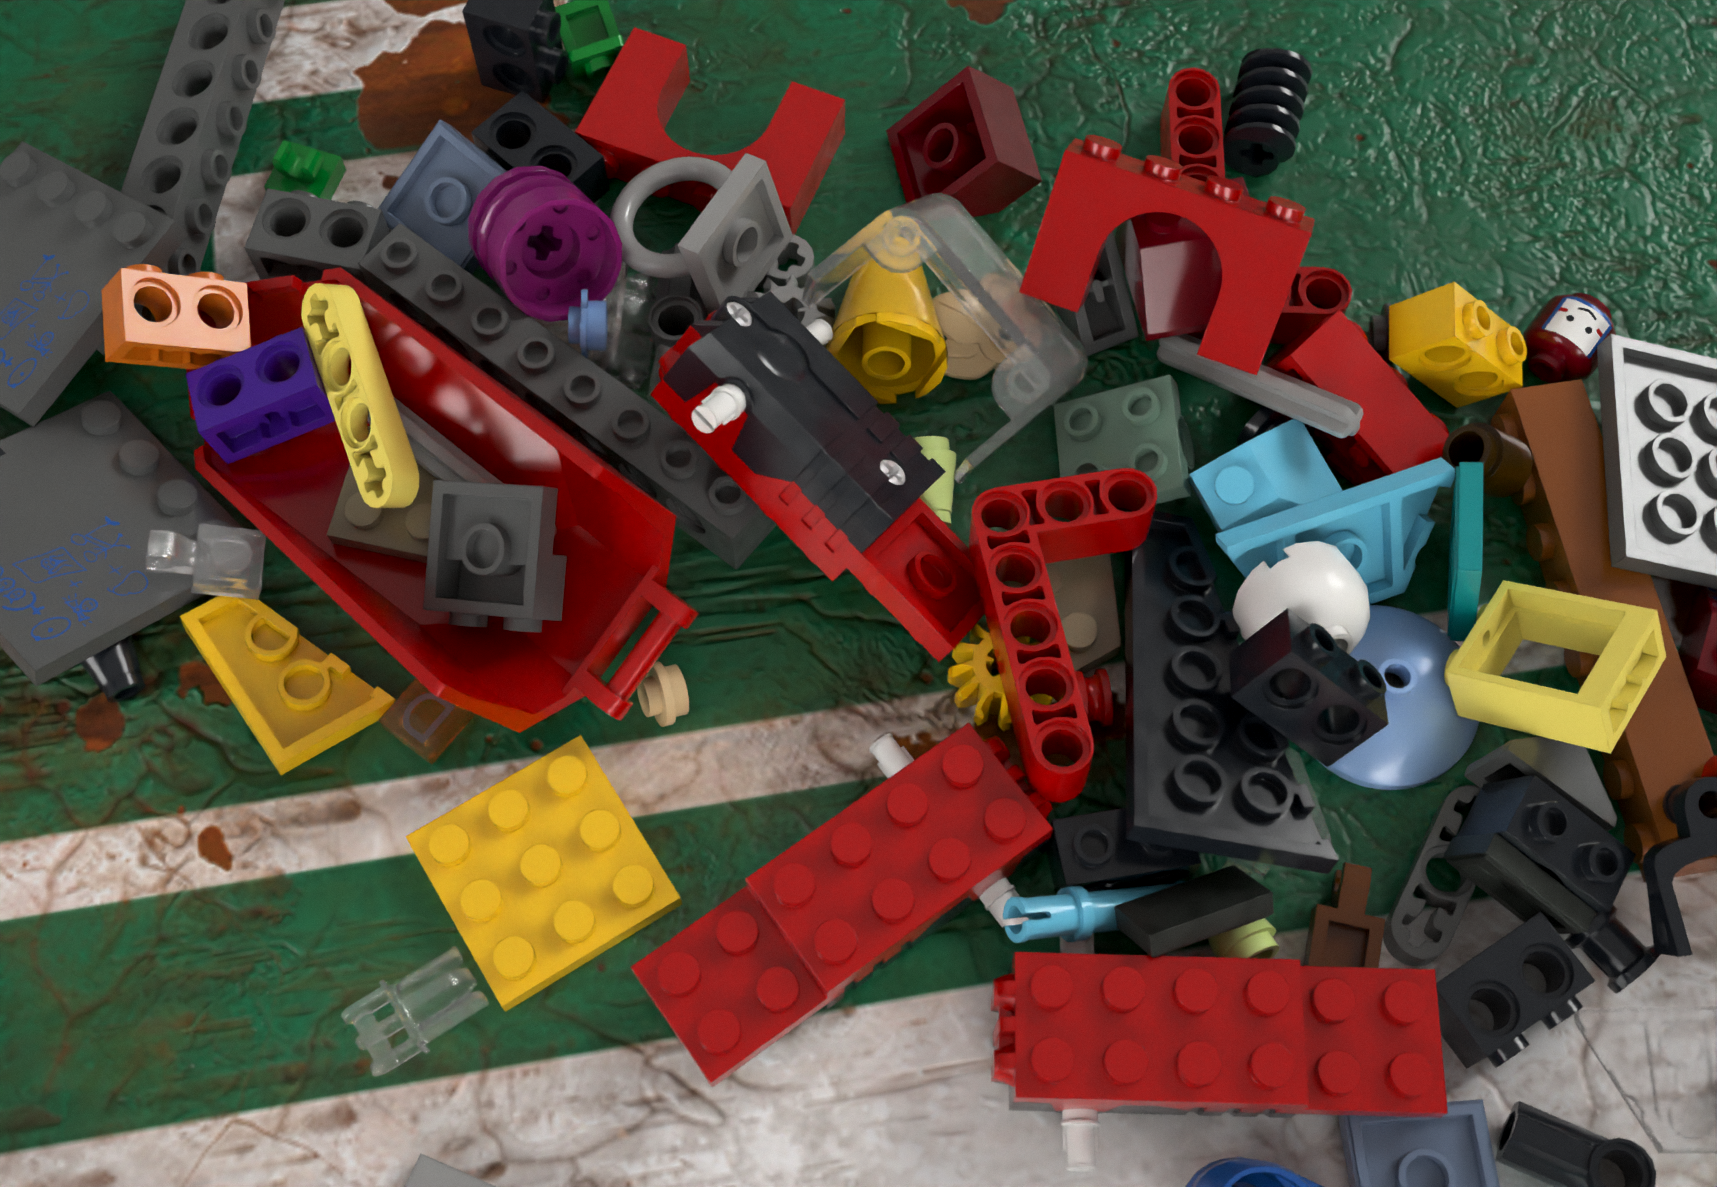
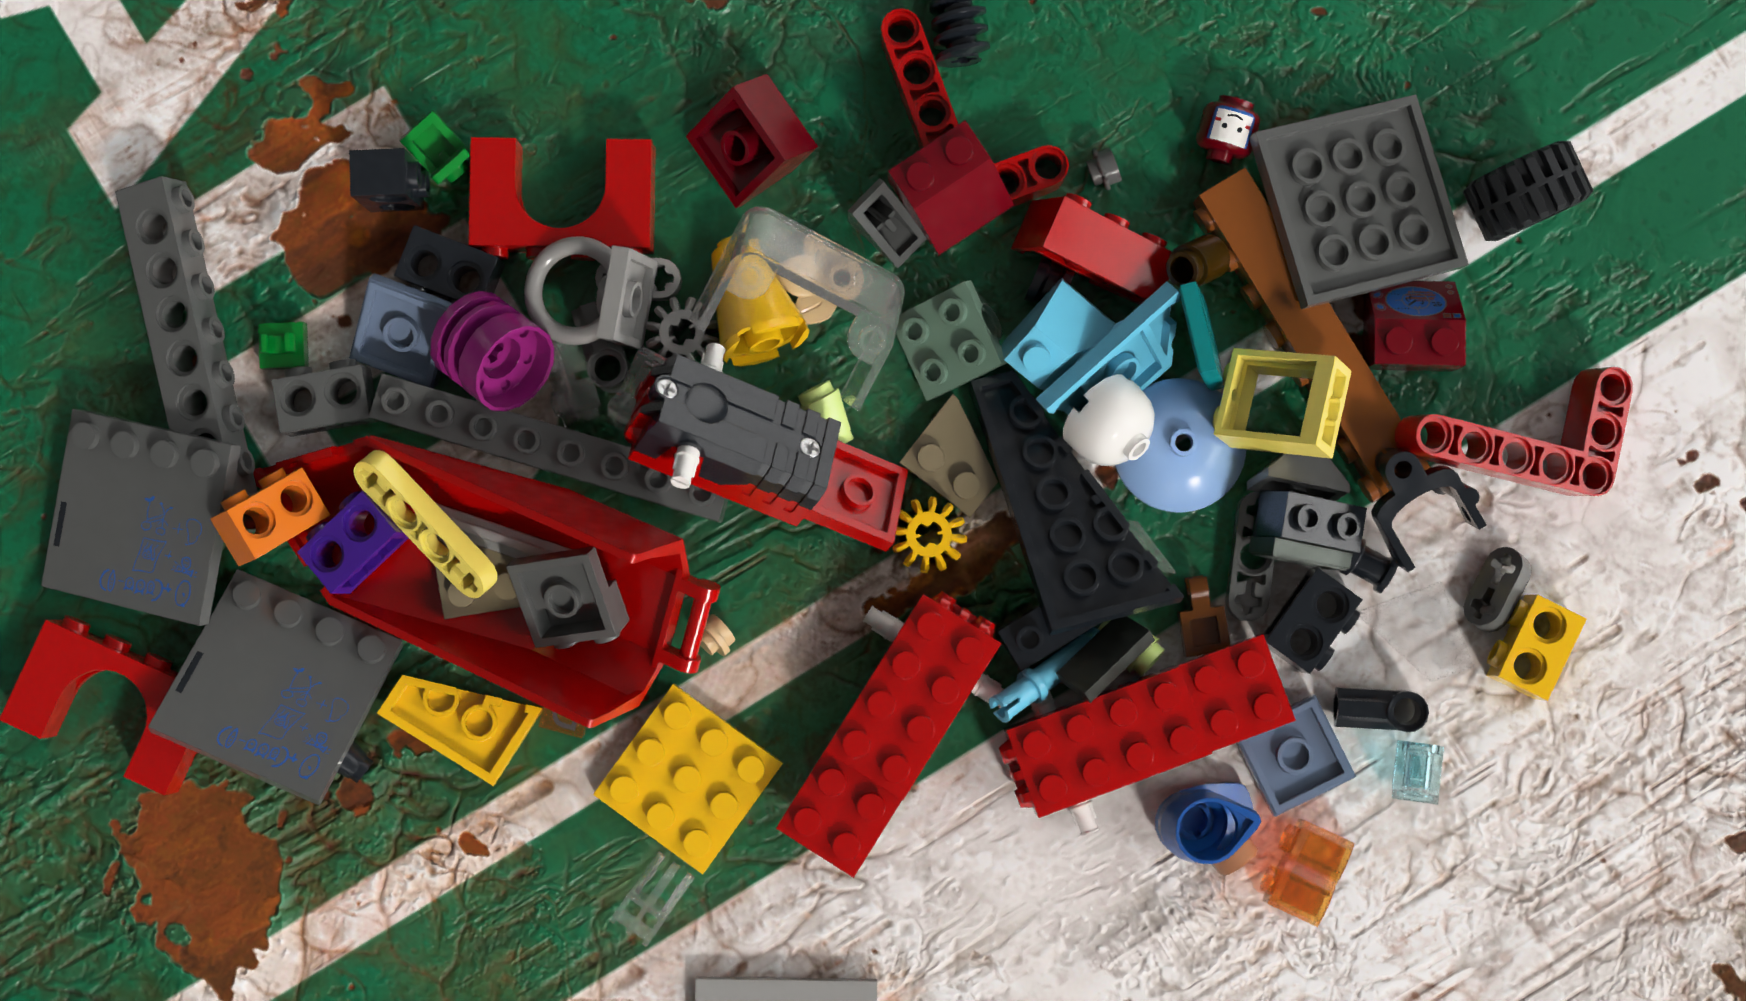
camera: 20 degrees left, 20 degrees up
(221, 559) = (385, 668): clear plate -> none
(588, 324) = (552, 402): medium blue plate -> none
(1031, 610) = (935, 497): red beam -> none
(1097, 696) = (991, 528): red bush -> none
(1254, 239) = (882, 180): red arch -> none
(1268, 388) = (1032, 264): light grey axle -> none
(1308, 687) = (1129, 484): black brick -> none
(1456, 345) = (1152, 177): yellow brick -> none

